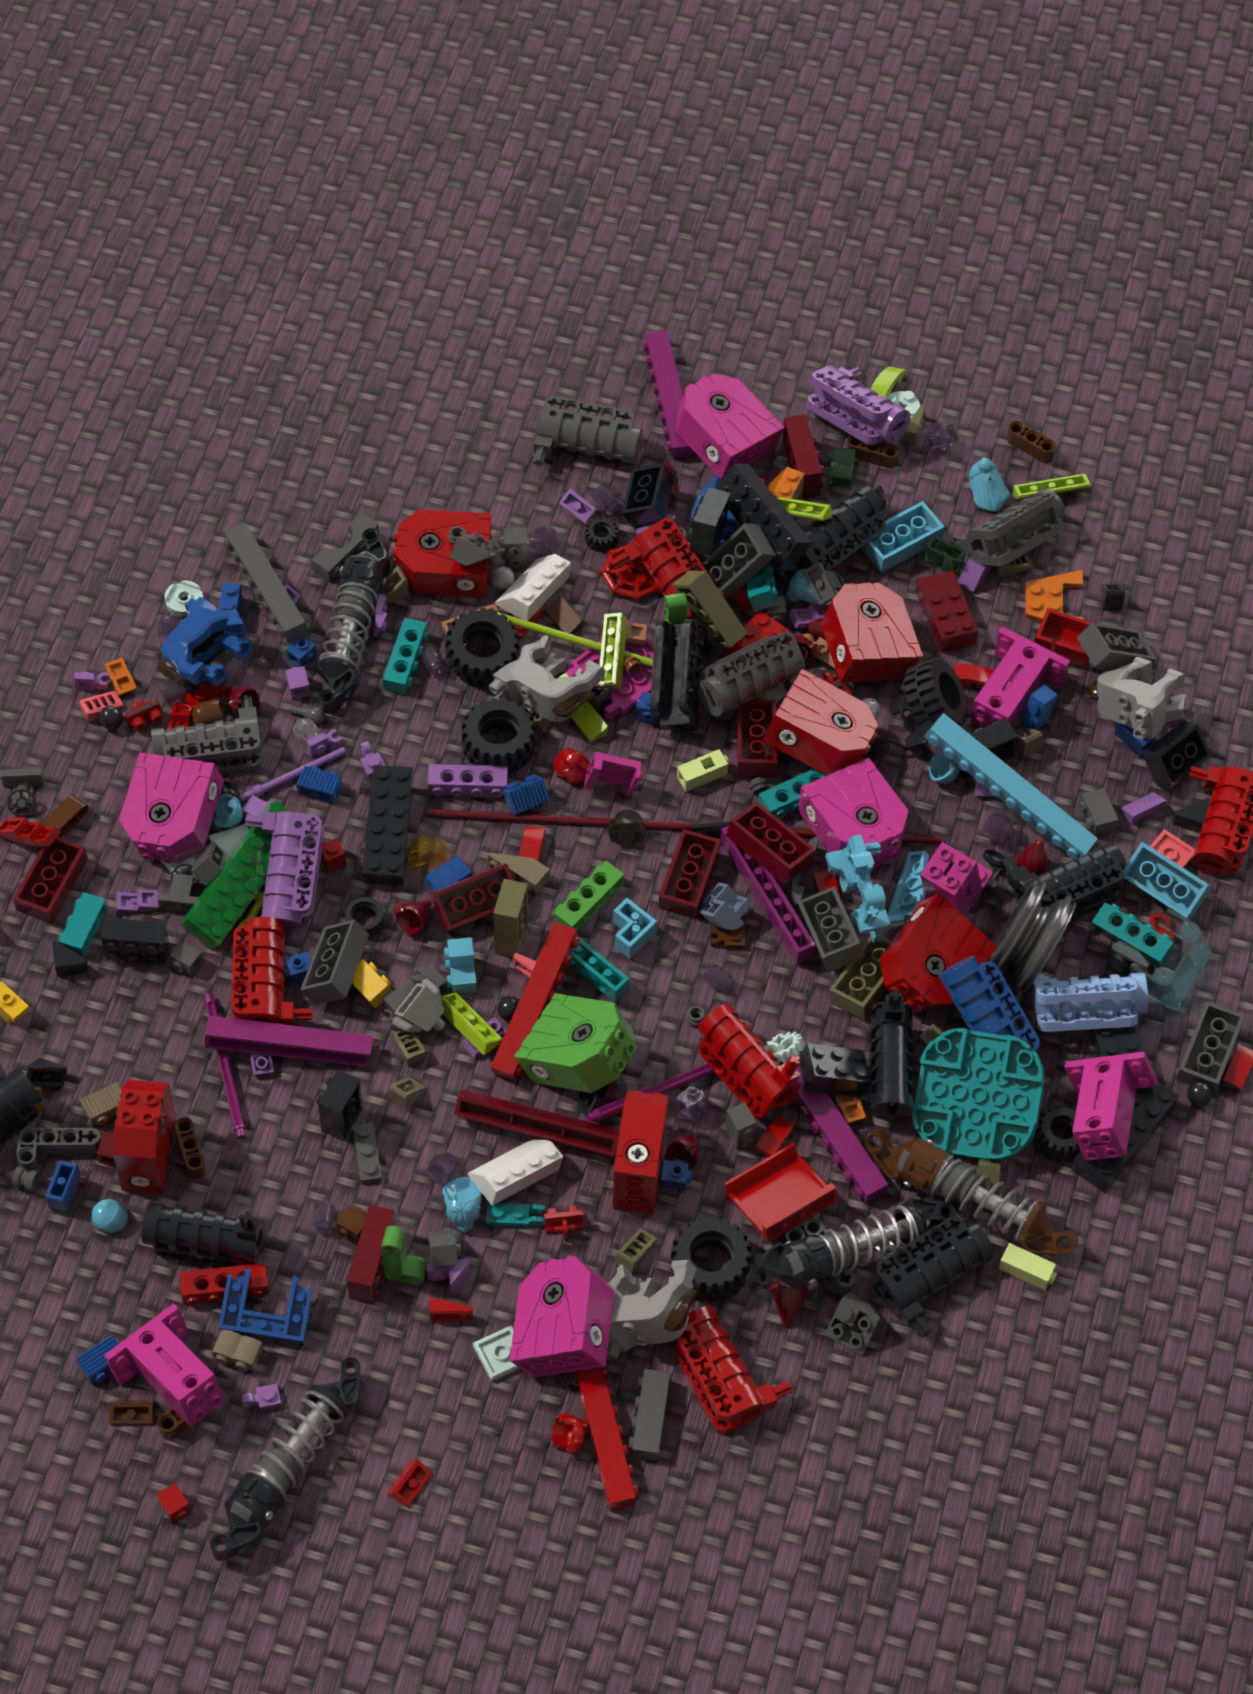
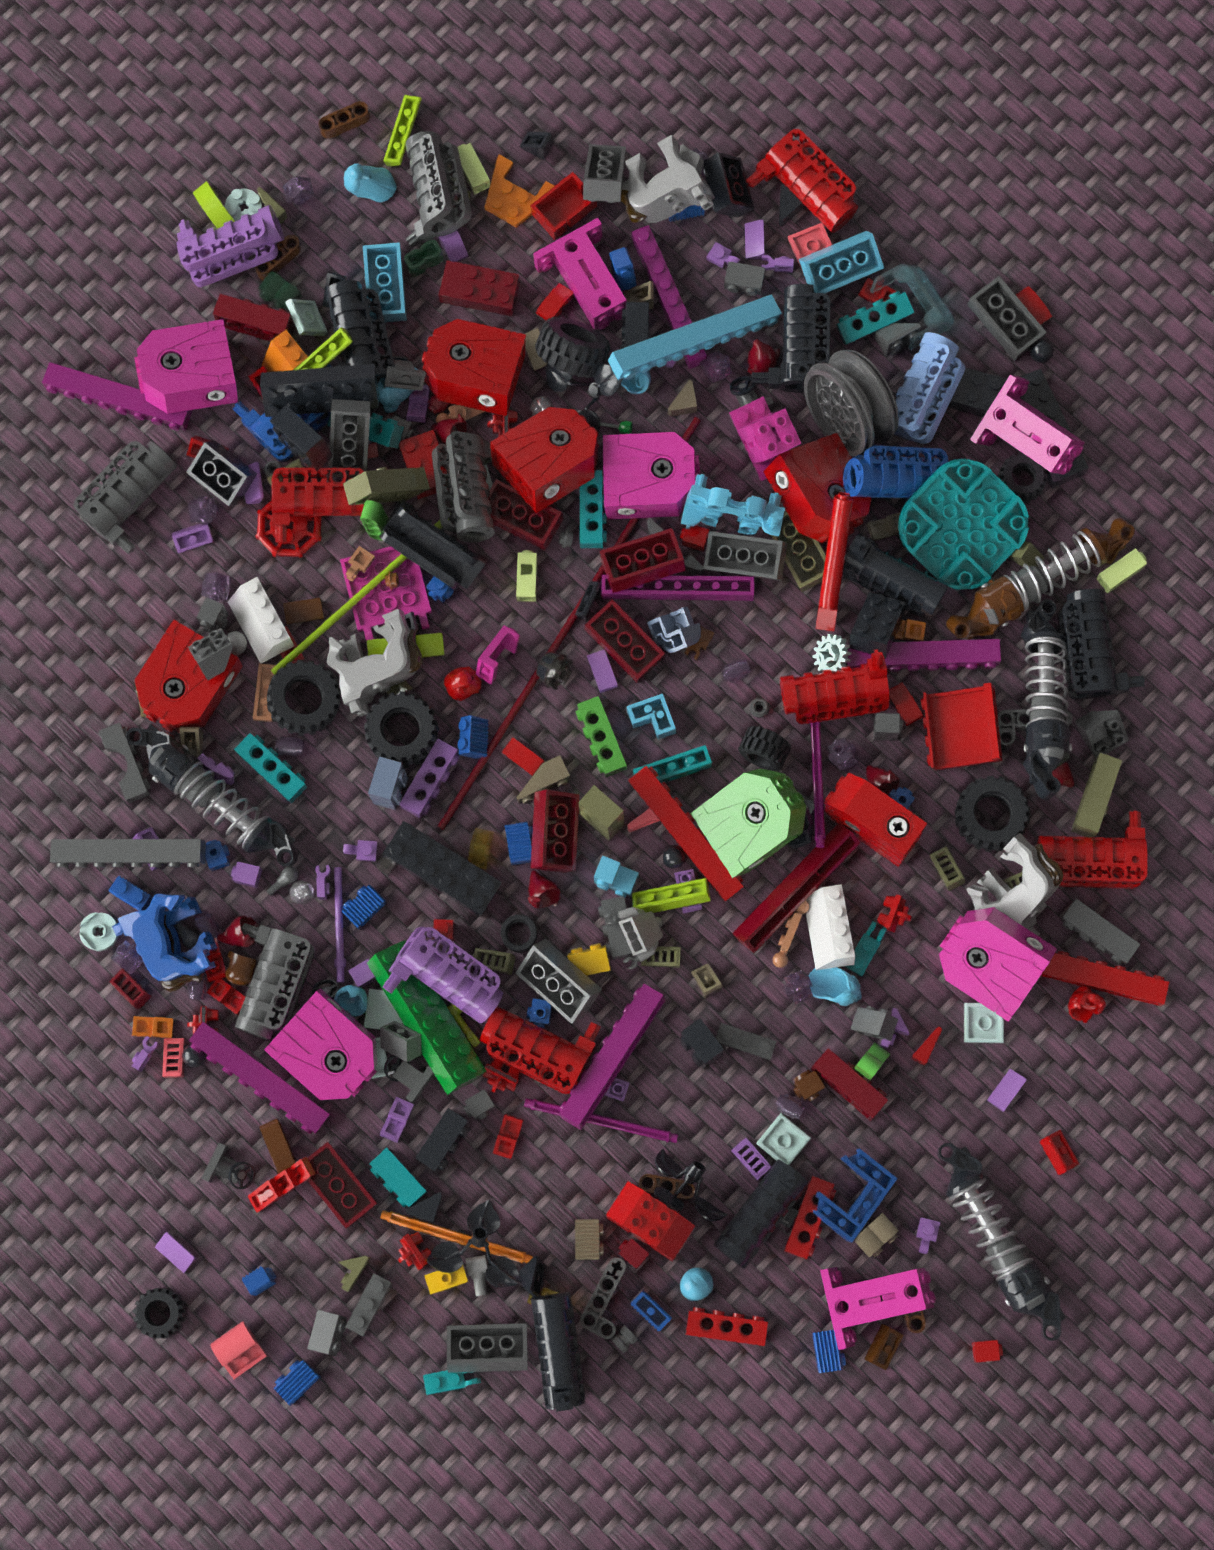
camera: 55 degrees left, 20 degrees up
(17, 976) = (410, 1252): none -> red hips
(28, 990) = (481, 1222): none -> black plant
(30, 1027) = (476, 1269): none -> light grey pin
(52, 995) = (453, 1236): none -> orange piece
(90, 1290) = (757, 1337): none -> red brick
(116, 772) = (259, 1077): none -> magenta brick
(144, 656) = (139, 997): none -> dark red slope
(168, 998) = (508, 1136): none -> red slope
(209, 1148) = (692, 1175): none -> black plant
(218, 961) = (500, 1079): none -> red hips
(262, 1211) = (763, 1170): none -> medium lavender slope
(288, 1229) = (783, 1140): none -> light aqua tile
(327, 915) = (509, 962): none -> olive slope
(440, 741) = (388, 783): none -> sand blue brick
(445, 1405) = (1006, 1090): none -> medium lavender slope
(456, 531) = (184, 655): dark grey plate -> none
(491, 1140) = (780, 959): none -> nougat plate
(601, 542) = (234, 544): black tyre -> none
(613, 650) = (369, 588): lime slope -> none
(650, 871) = (602, 671): none -> medium lavender slope
(656, 1030) = (764, 748): none -> black tyre
(784, 1343) = (1096, 795): none -> olive brick
(823, 1024) = (834, 562): none -> red brick
(830, 489) = (306, 317): none -> light aqua tile
(894, 782) = (624, 427): none -> green hinge
(910, 887) = (737, 471): medium azure wing -> none
(949, 818) = (684, 402): none -> dark tan slope
(1048, 750) = (664, 286): none -> magenta brick
(1054, 555) = (473, 169): none -> yellowish green brick
(1111, 785) = (721, 255): none -> medium lavender plate
(1132, 836) = (780, 264): none -> medium lavender plate

